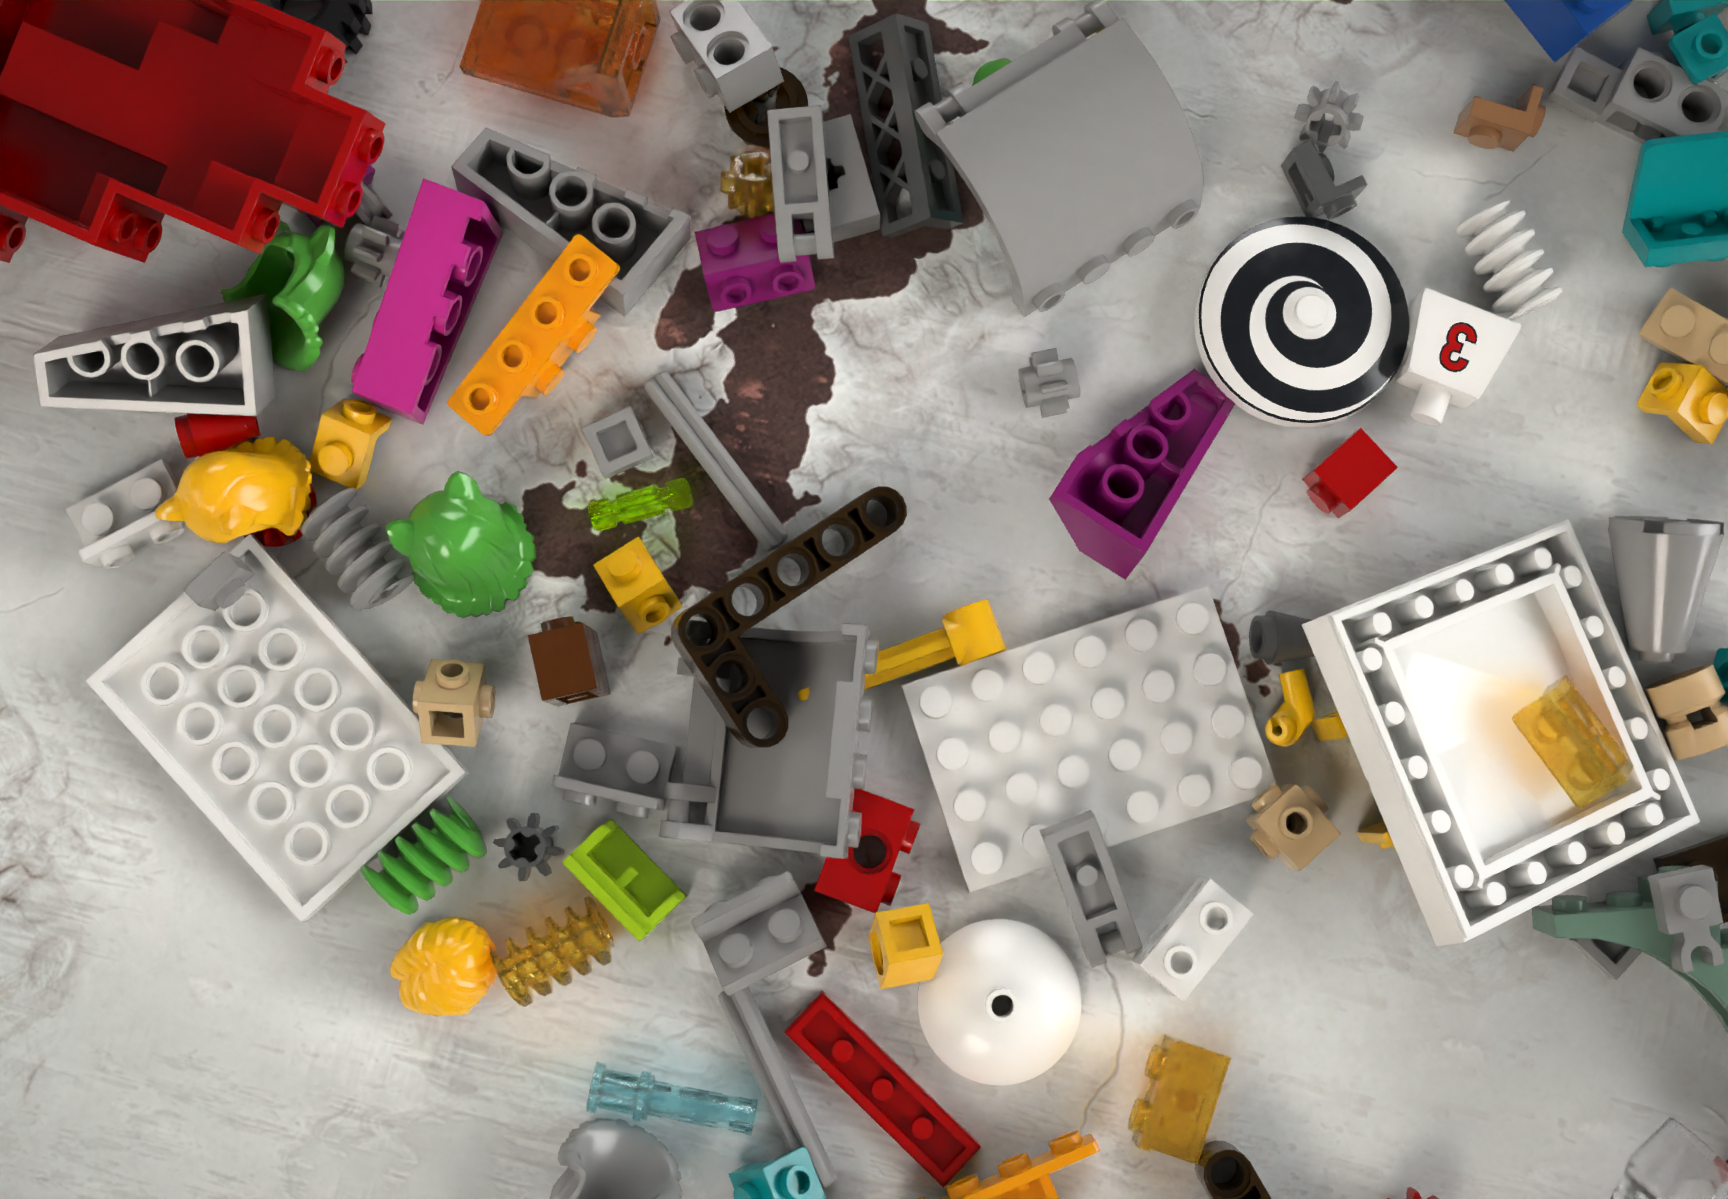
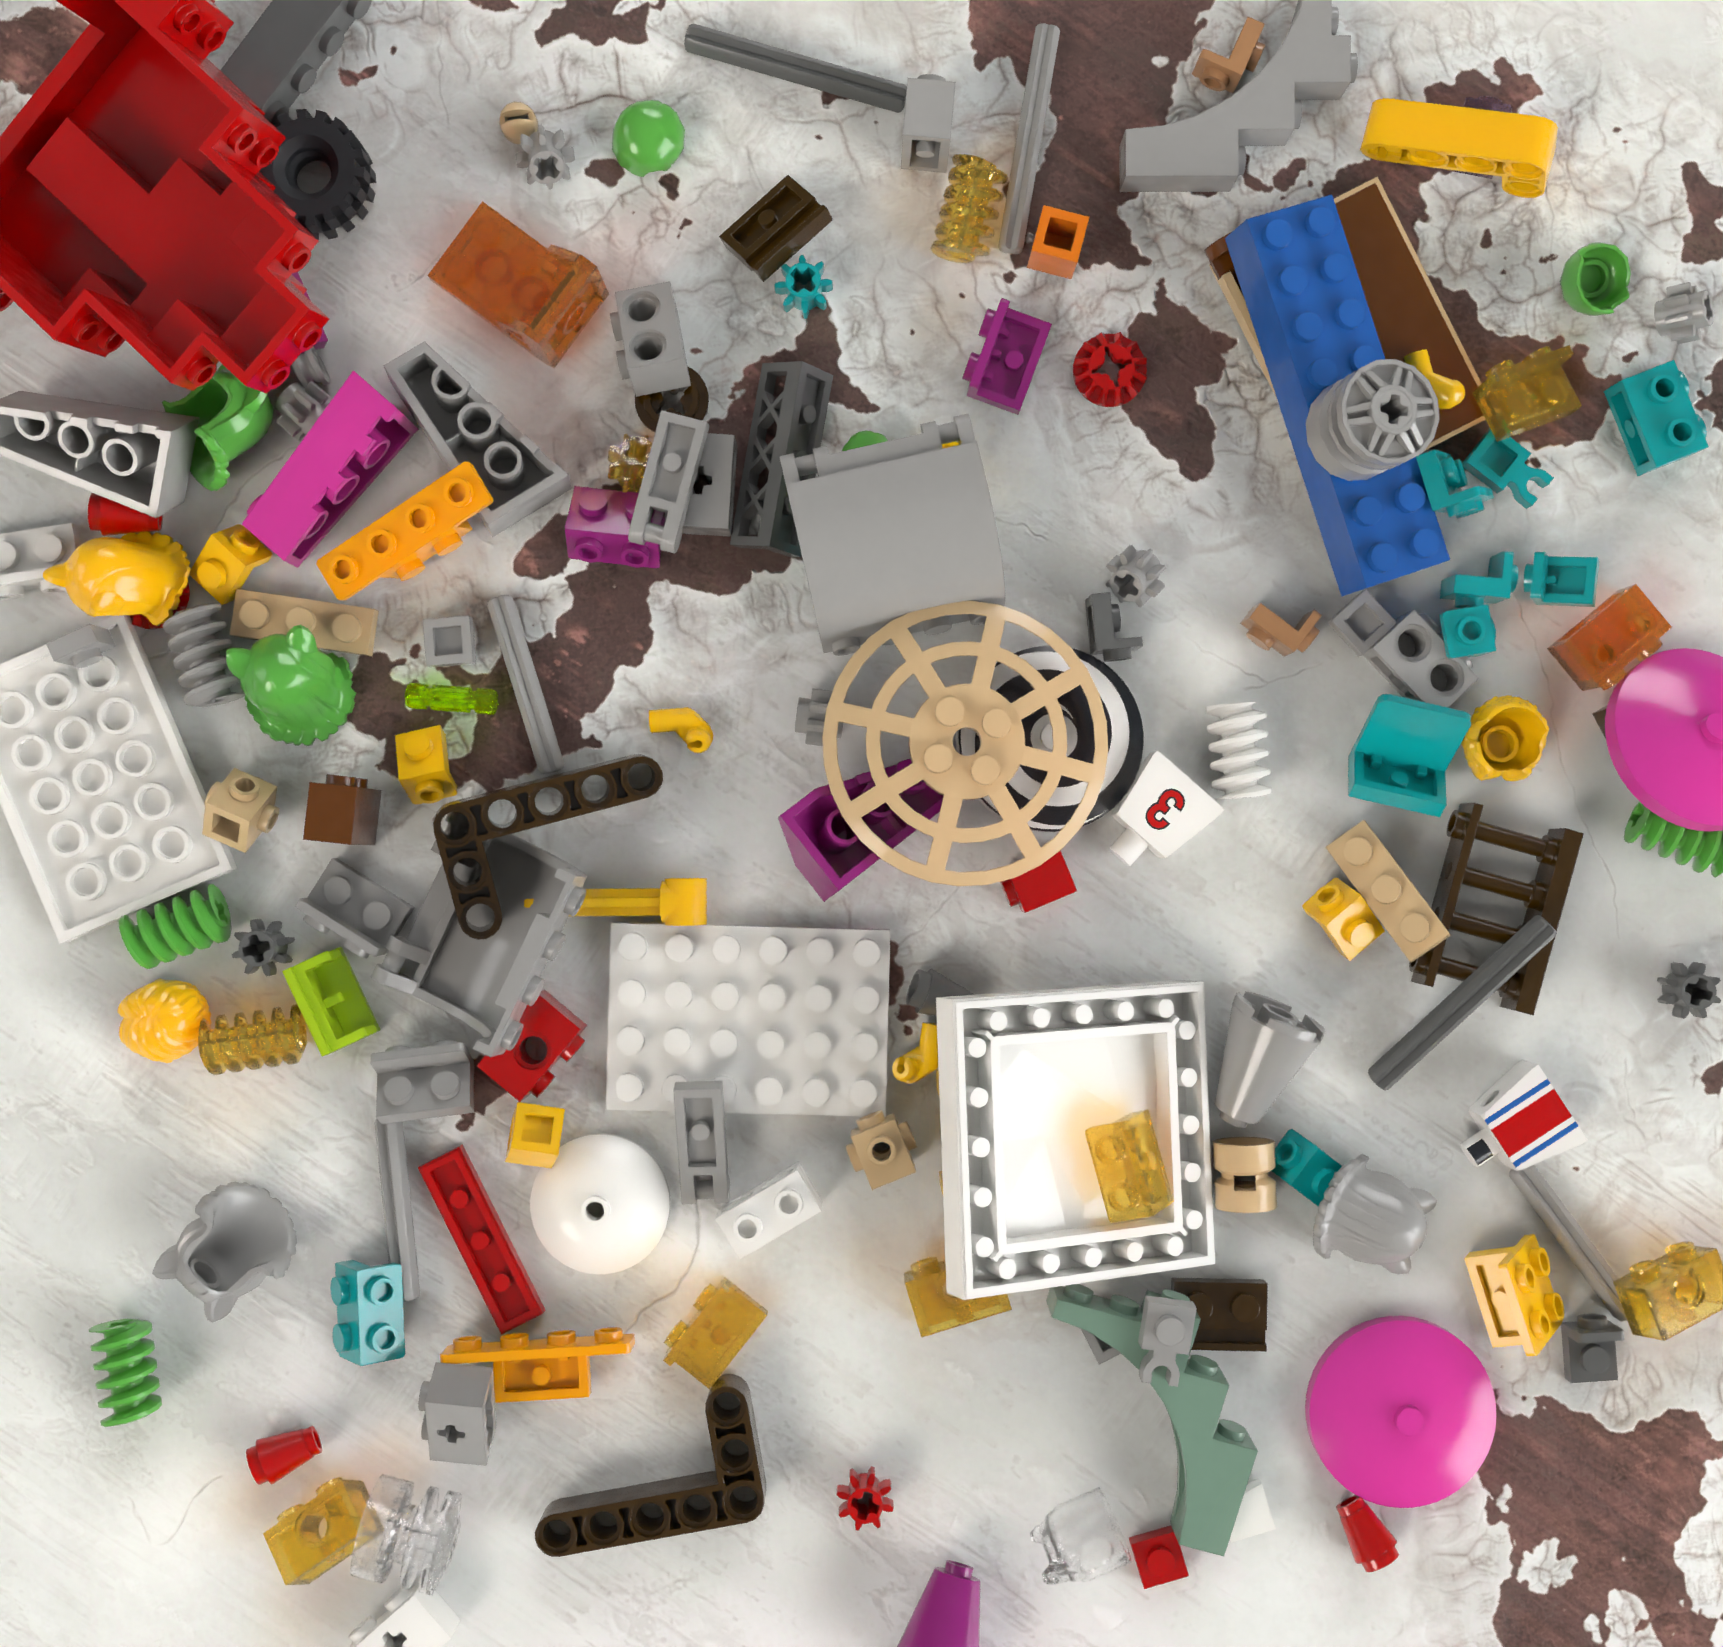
camera: 20 degrees right, 5 degrees up
(498, 468) = (332, 624): none -> tan plate
(646, 1097) = (290, 1179): clear light blue pin -> none
(904, 442) = (686, 724): none -> yellow arm
(1201, 374) = (957, 775): none -> tan dish
(1415, 985) = (939, 1311): none -> clear yellow brick

